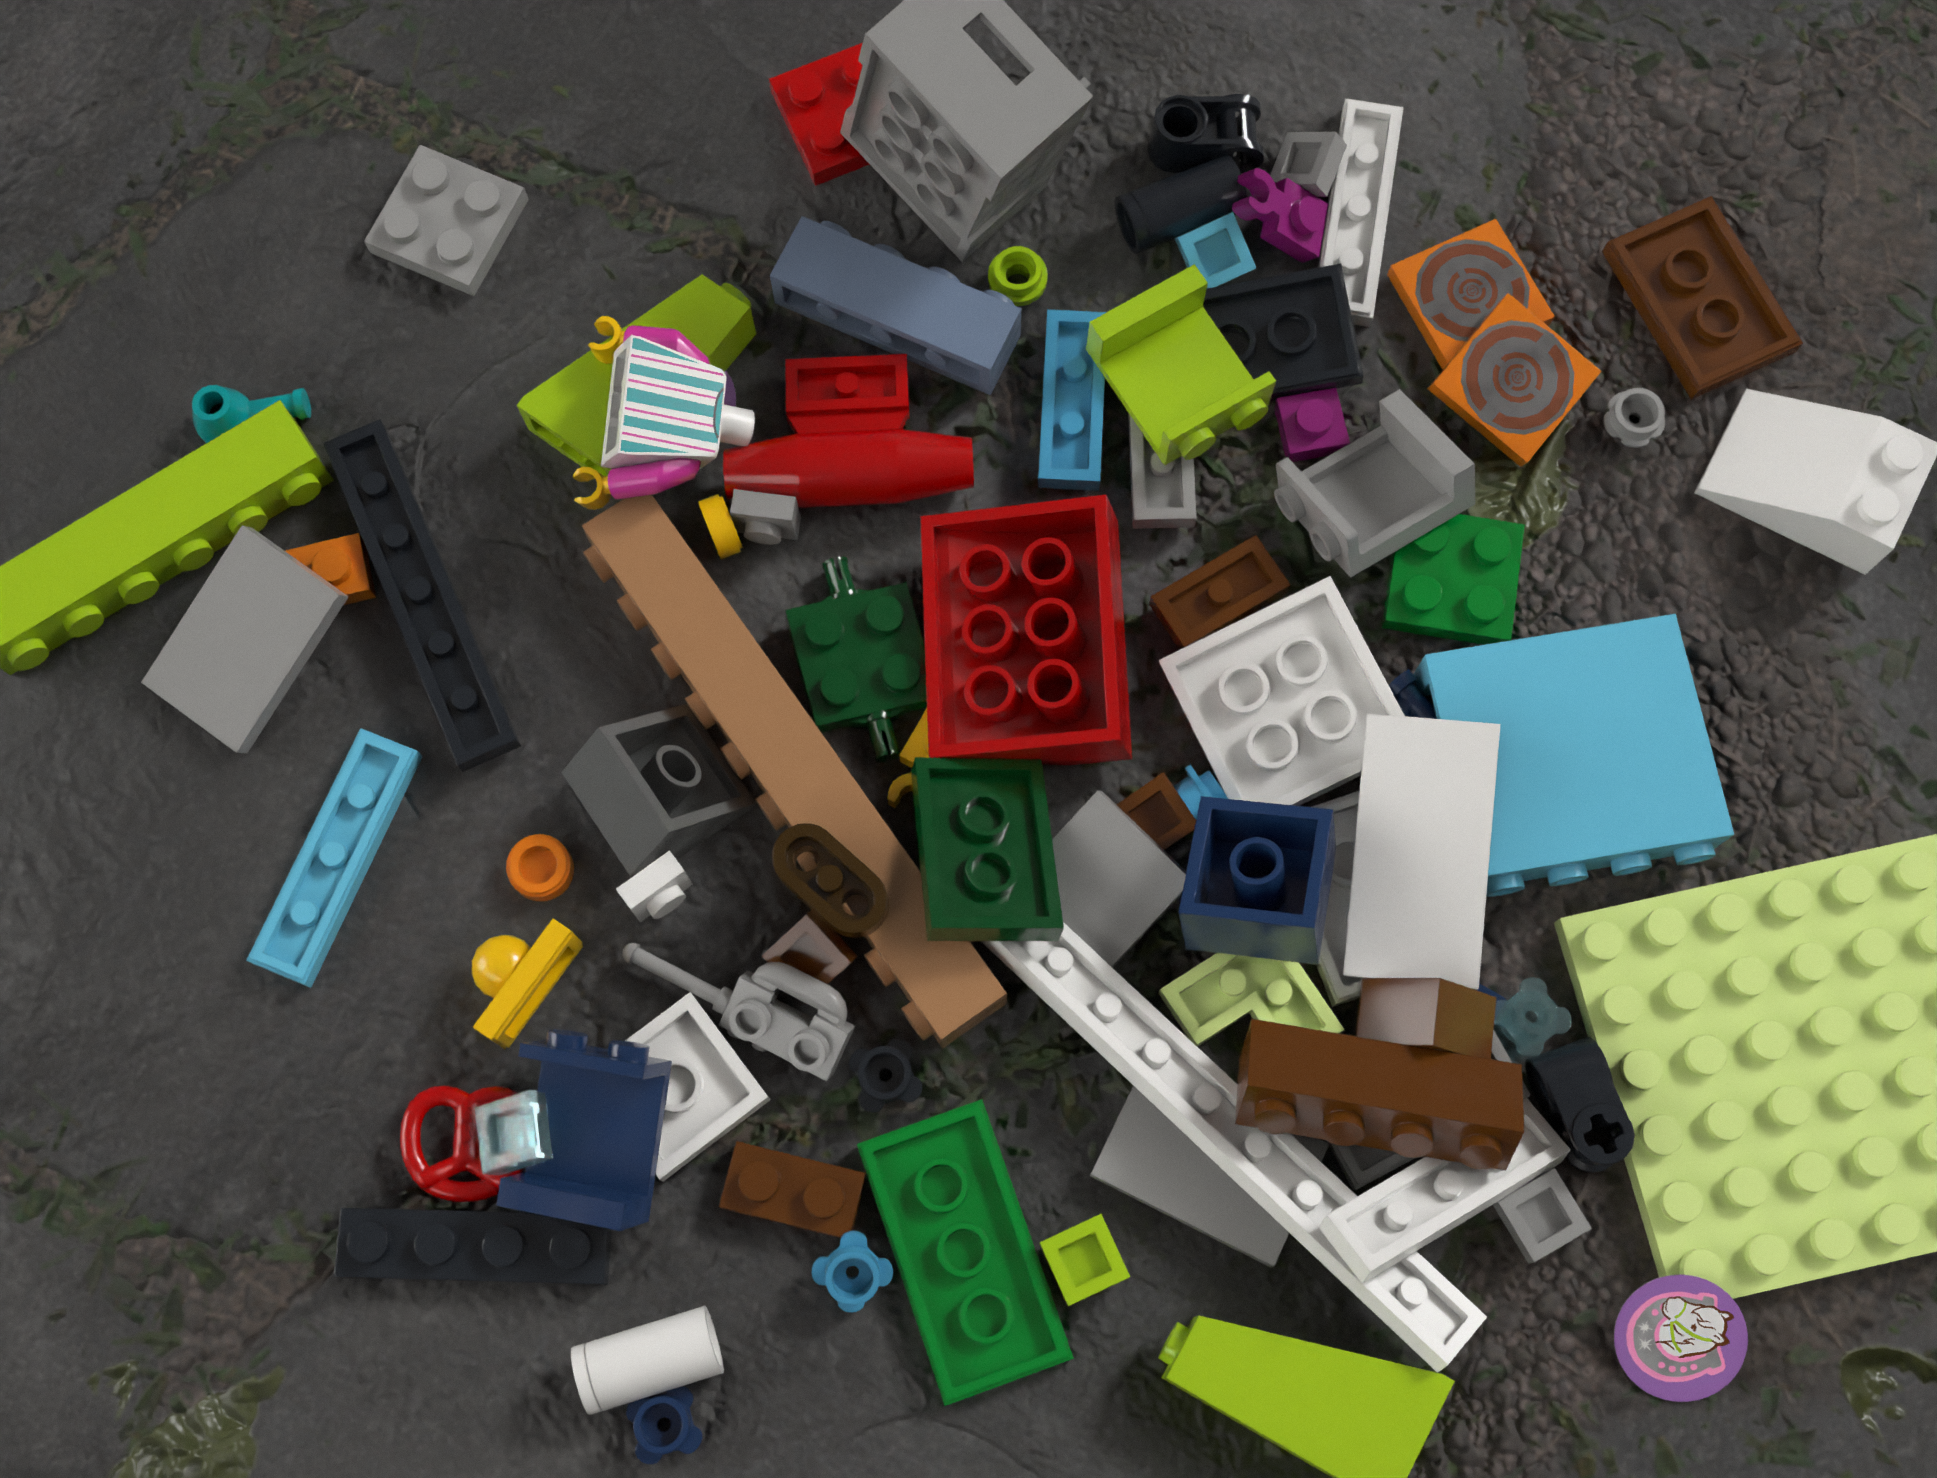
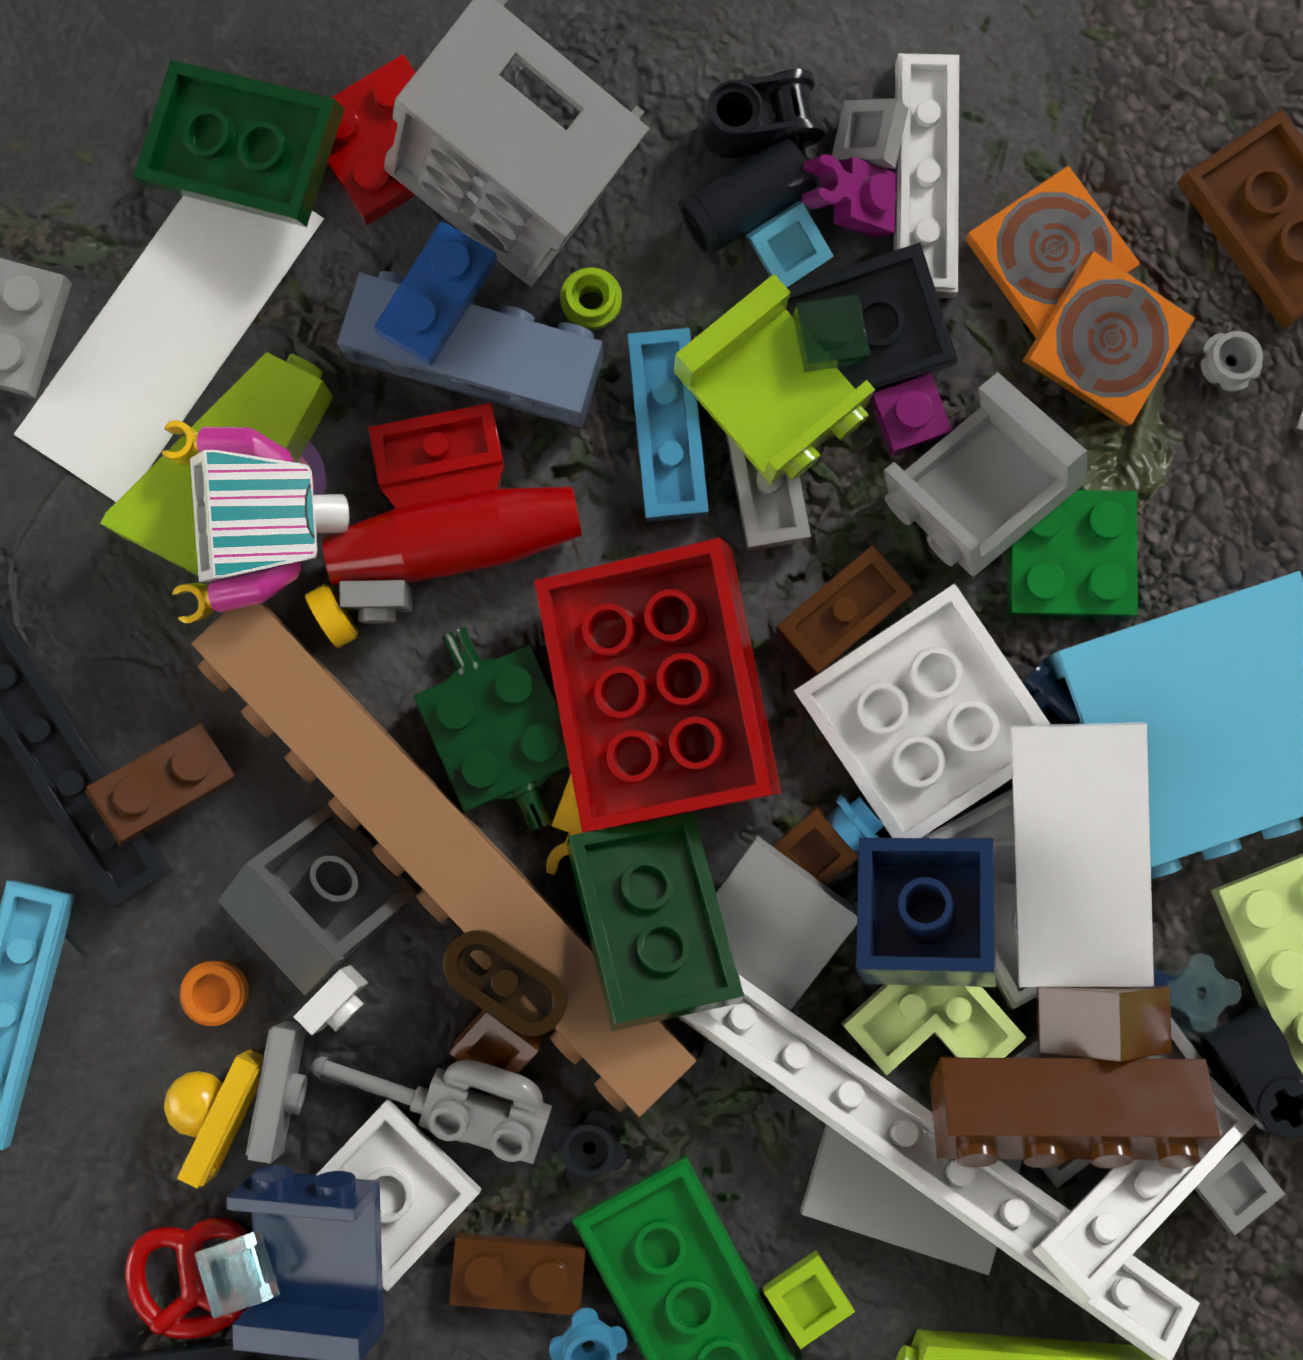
camera: 15 degrees left, 10 degrees up
(526, 657) = (160, 784): none -> reddish brown plate
(587, 966) = (279, 1092): none -> light grey plate
(612, 248) = (161, 341): none -> white sticker
(709, 91) = (239, 142): none -> dark green plate
(871, 242) = (436, 293): none -> blue plate
(1242, 331) = (831, 333): none -> clear green plate

